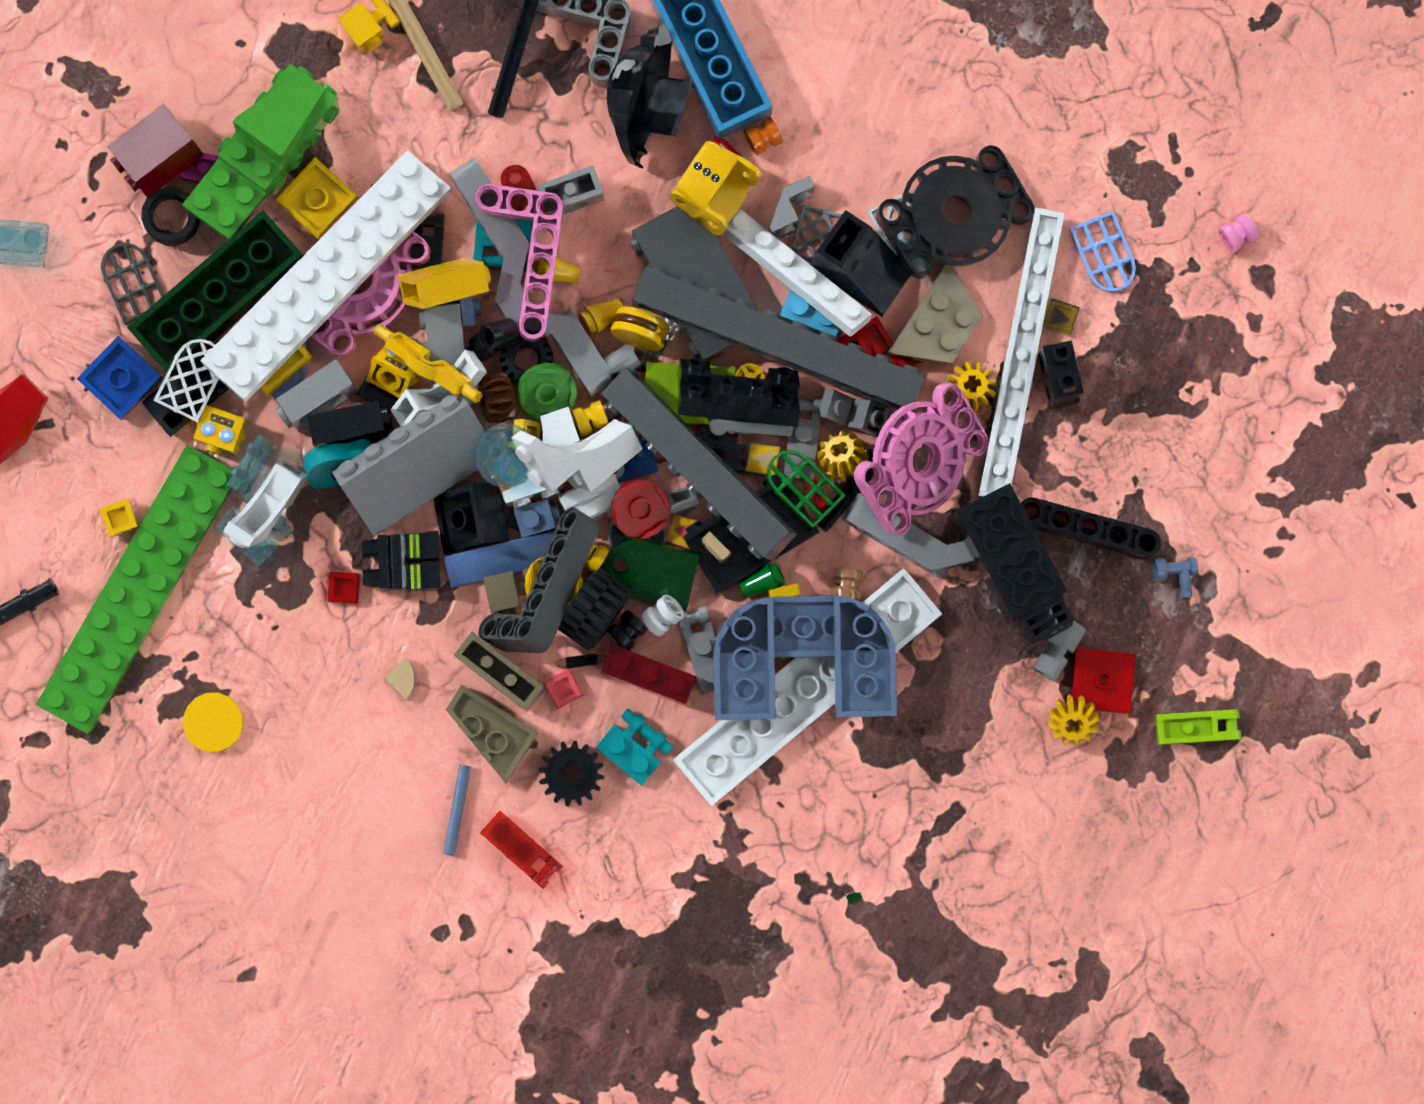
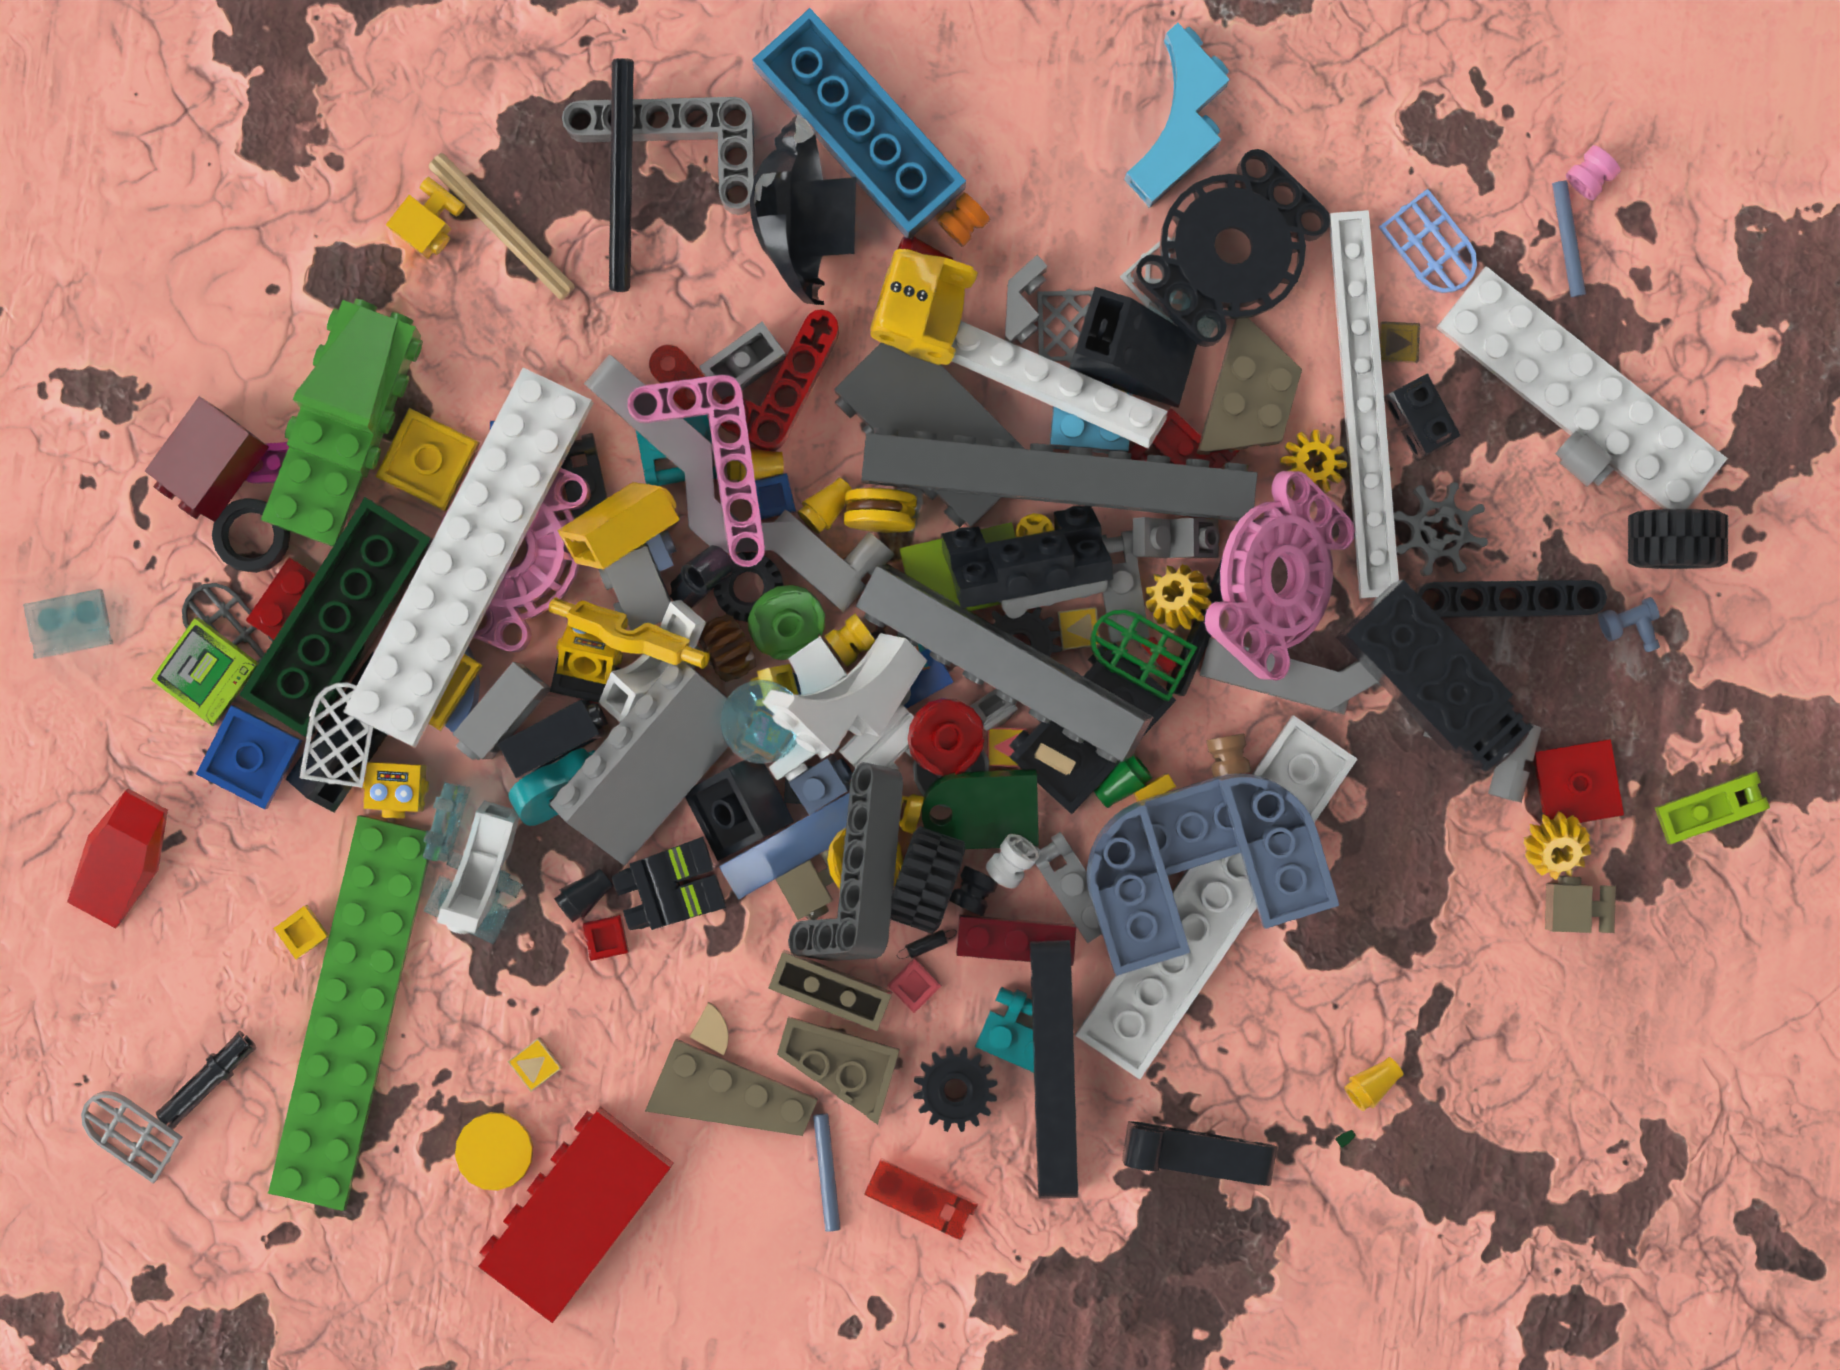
camera: 15 degrees left, 5 degrees up
(105, 306) = (205, 671): none -> tile
(177, 268) = (280, 598): none -> red plate
(259, 785) = (574, 1213): none -> red brick
(263, 666) = (535, 1064): none -> tile
(336, 550) = (582, 895): none -> black cone
(395, 726) = (719, 1091): none -> dark tan wing
(564, 297) = (774, 496): none -> blue tile
(600, 214) = (789, 378): none -> red beam
(648, 777) = (1054, 1069): none -> black beam
(740, 874) = (1198, 1153): none -> black beam
(885, 860) = (1372, 1084): none -> yellow cone
(945, 121) = (1186, 135): none -> medium azure arch
(1038, 455) = (1445, 512): none -> dark grey gear
(1071, 771) = (1571, 906): none -> dark tan brick
(1174, 441) = (1585, 459): none -> light grey brick
(1185, 392) = (1580, 391): none -> white plate
(1207, 277) = (1568, 238): none -> sand blue bar
(1225, 517) = (1678, 539): none -> black tyre

